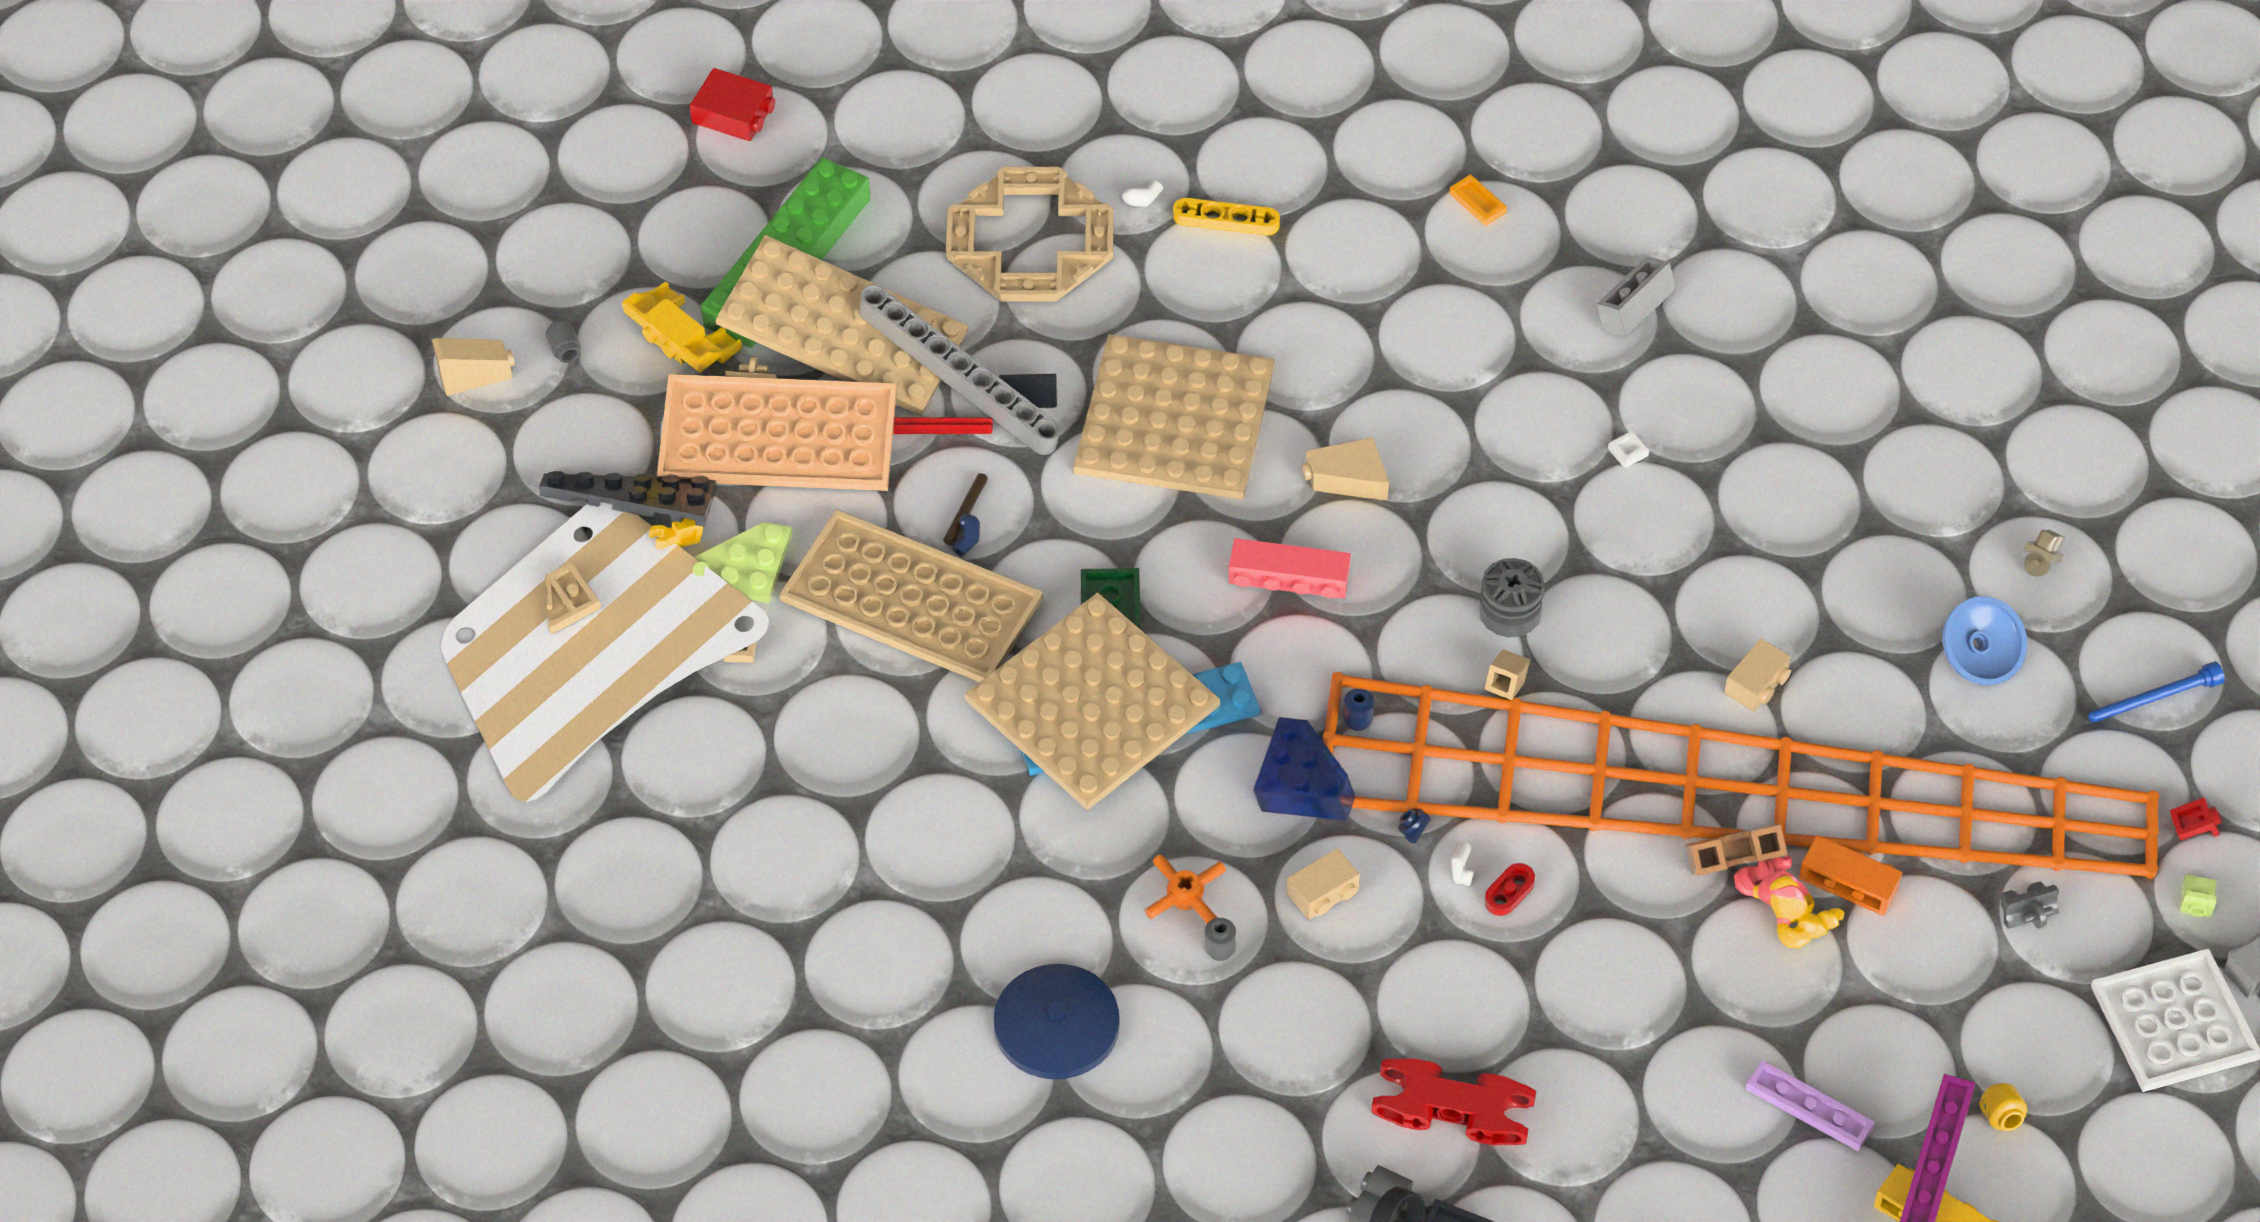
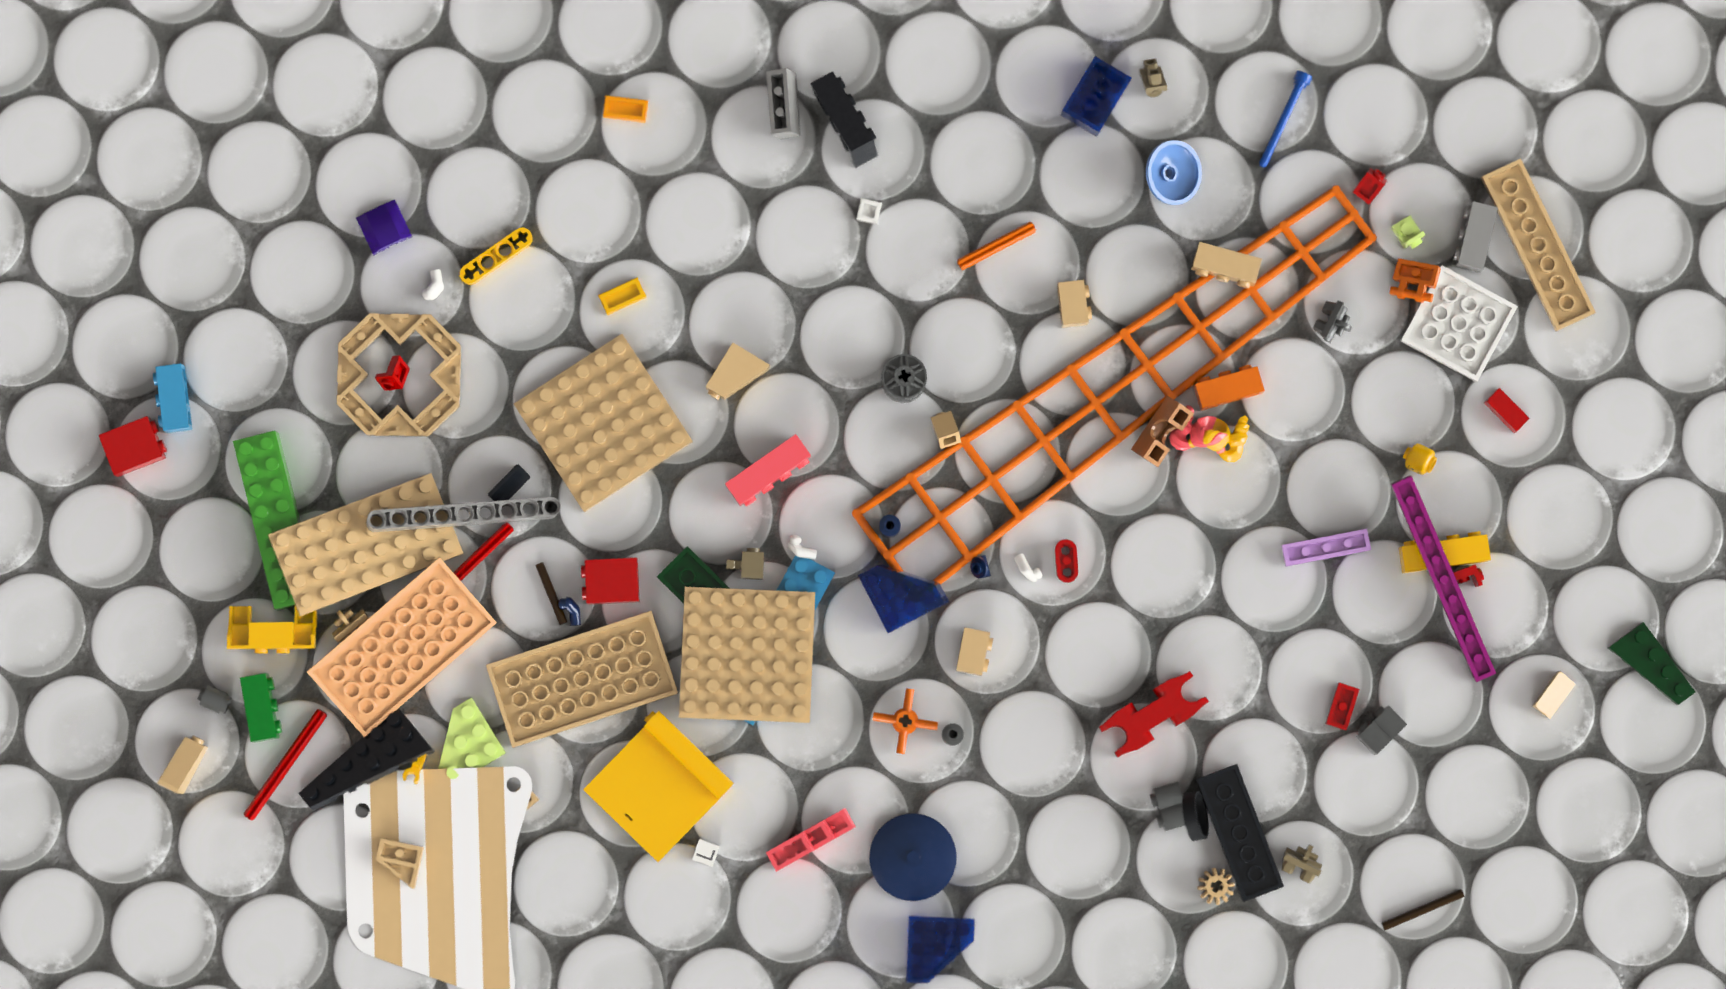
camera: 50 degrees left, 30 degrees up
(561, 443) = (285, 764): none -> red axle
(594, 378) = (260, 707): none -> green brick
(811, 98) = (172, 398): none -> dark azure brick
(856, 840) = (706, 852): none -> white tile
(878, 746) = (658, 785): none -> yellow door
(972, 916) = (810, 839): none -> coral slope
(987, 1111) = (935, 944): none -> clear blue brick
(1025, 225) = (395, 375): none -> red bracket
(1034, 540) = (610, 581): none -> red brick
(1149, 119) = (383, 226): none -> dark purple slope
(1181, 634) = (751, 565): none -> dark tan brick
(1245, 664) = (800, 551): none -> white arm
(1308, 334) = (622, 296): none -> yellow tile
(1684, 356) = (845, 118): none -> black wedge
(1729, 571) = (996, 245): none -> orange axle
(1960, 760) = (1226, 265): none -> tan brick
(1967, 520) = (1096, 96): none -> clear blue brick
(2152, 1145) = (1506, 410): none -> red slope
(2170, 936) = (1417, 274): none -> orange plate

